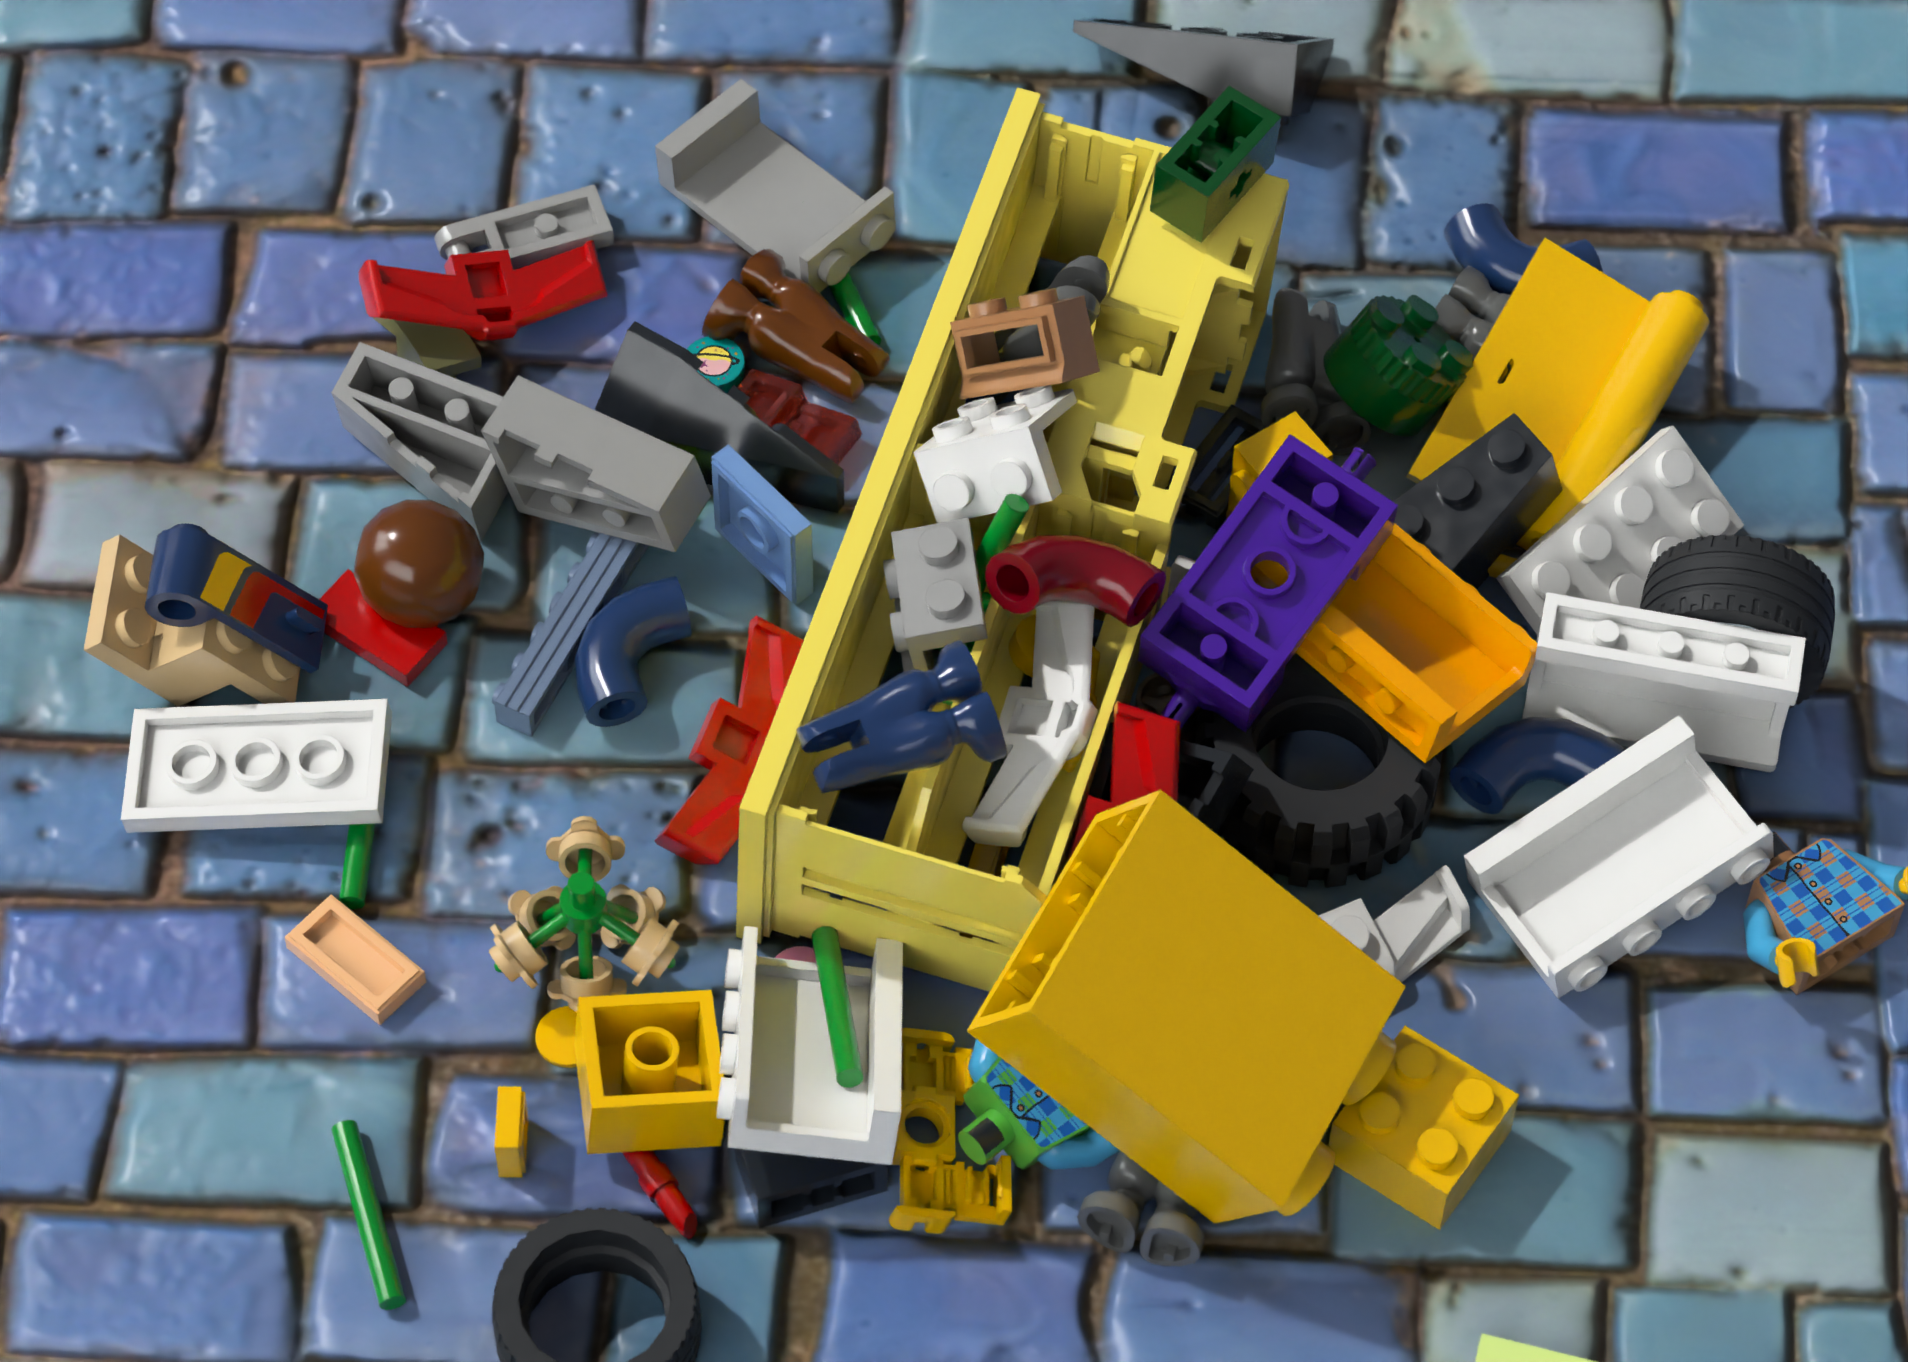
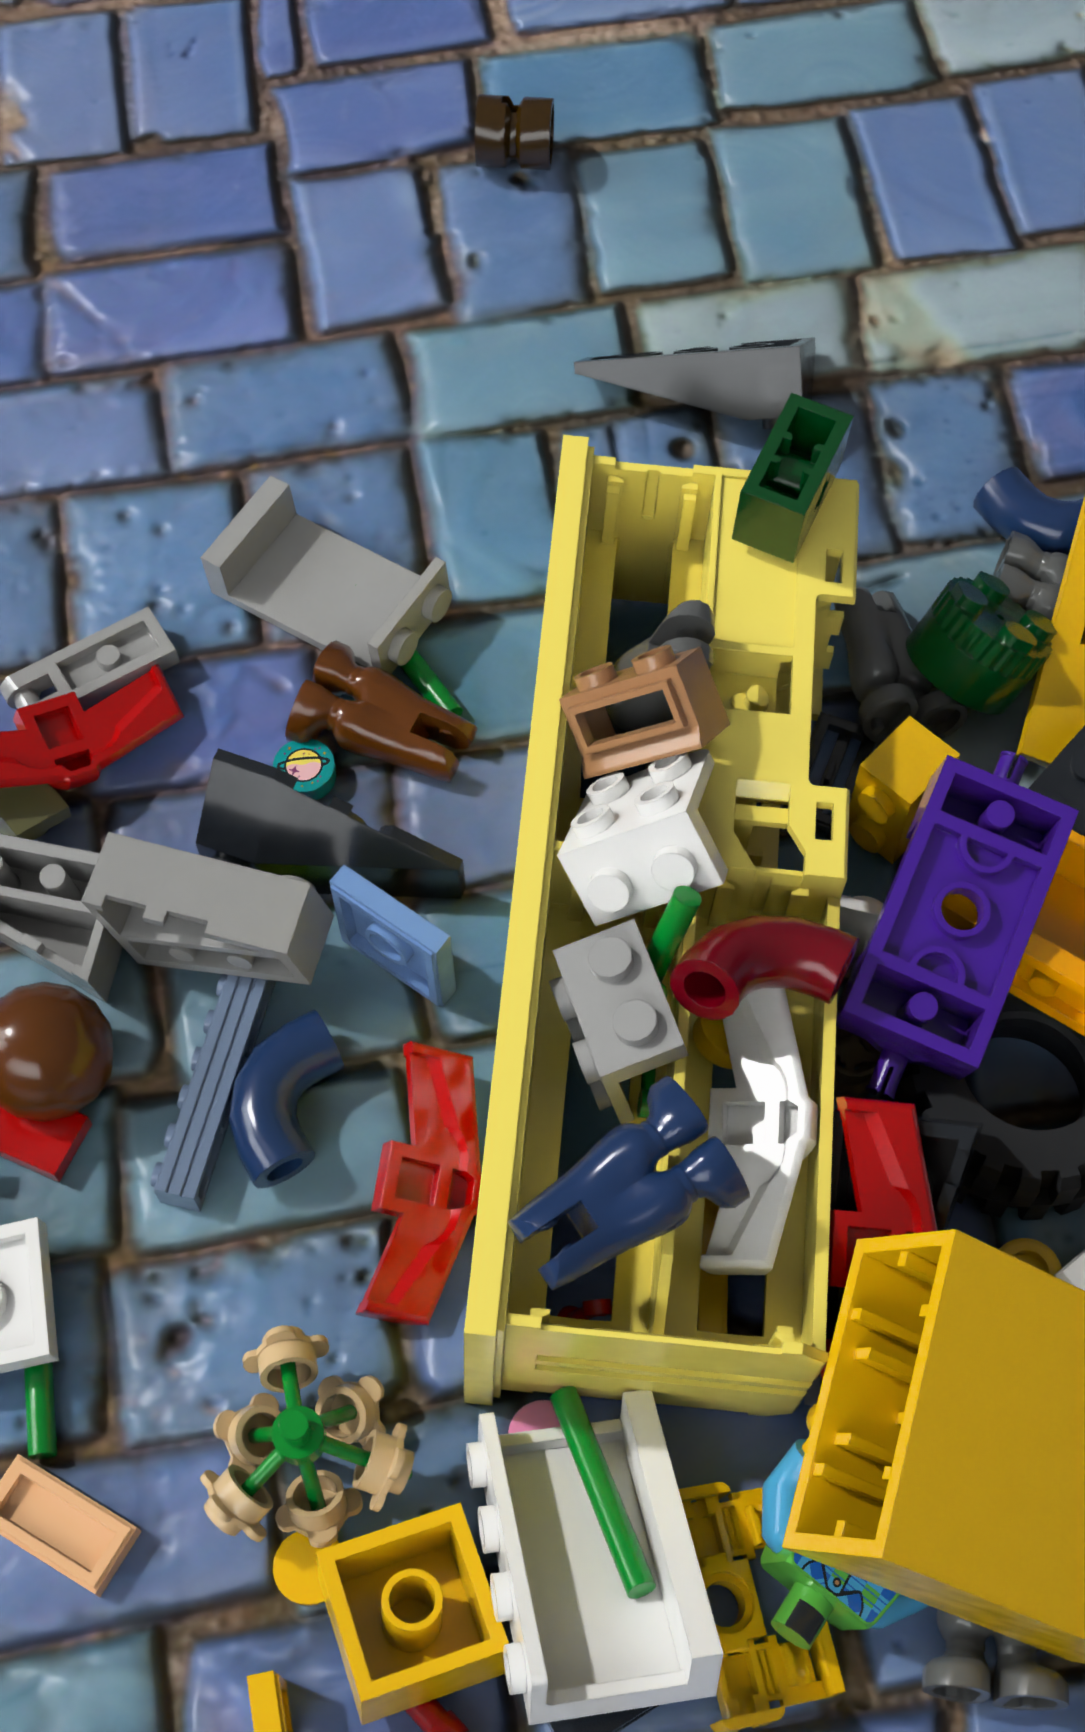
camera: 10 degrees left, 5 degrees up
(785, 403) = (385, 801): clear red slope -> none

